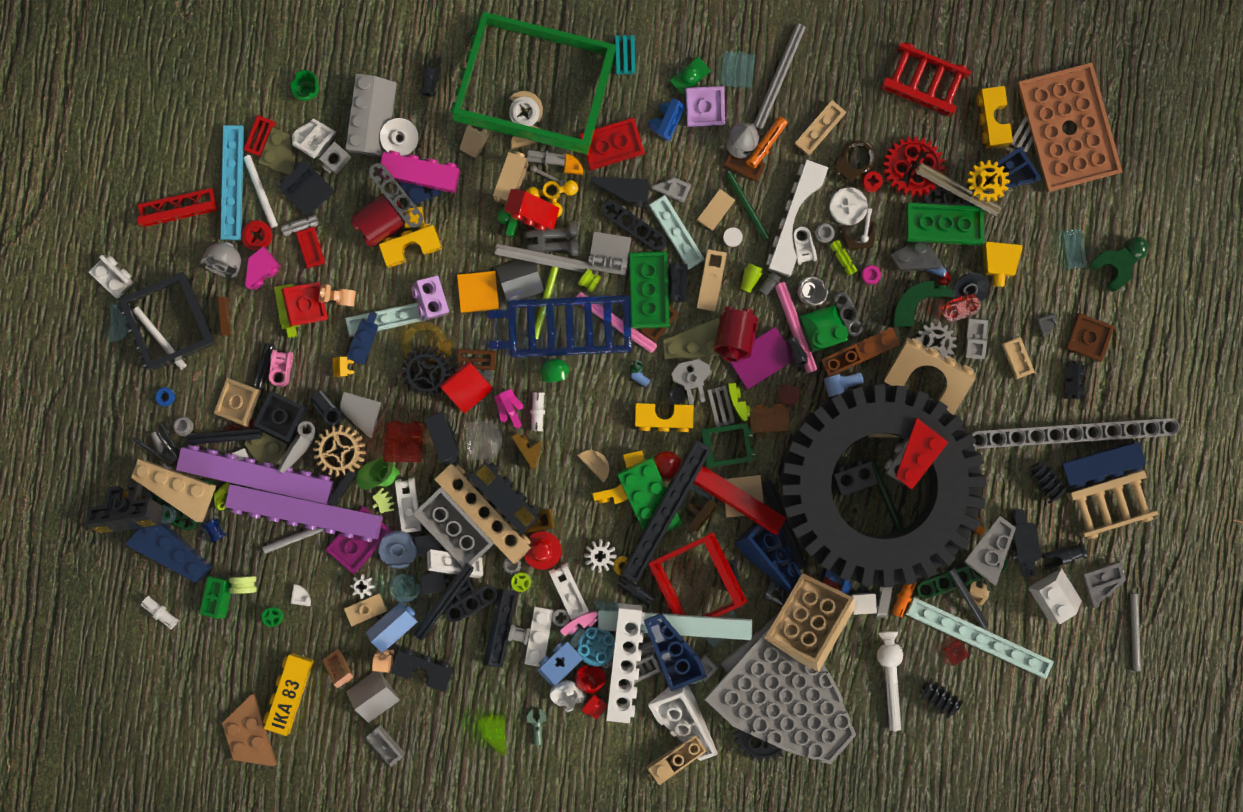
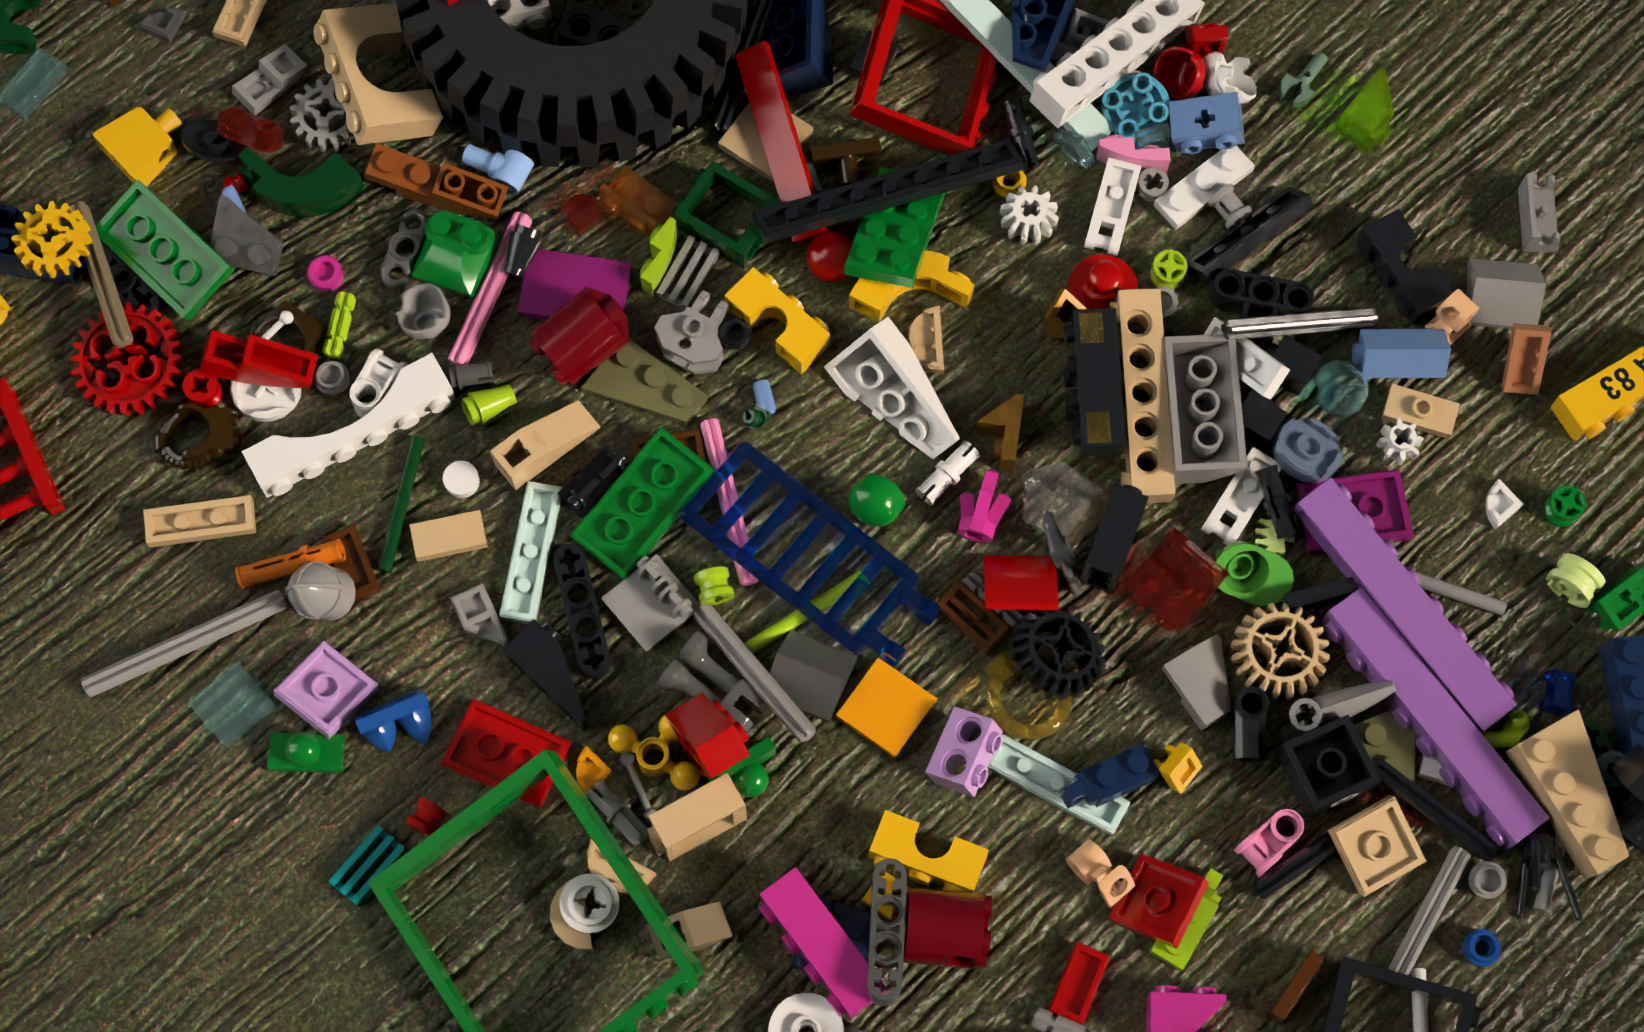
camera: 135 degrees left, 15 degrees down
(196, 393) = (1430, 911): none -> light grey axle
(390, 513) = (1277, 501): none -> black pin
(461, 415) = (1061, 553): none -> dark grey piece
(596, 431) = (891, 382): none -> white wedge
(617, 91) = (427, 818): none -> red wheel
(858, 209) = (257, 361): none -> red slope

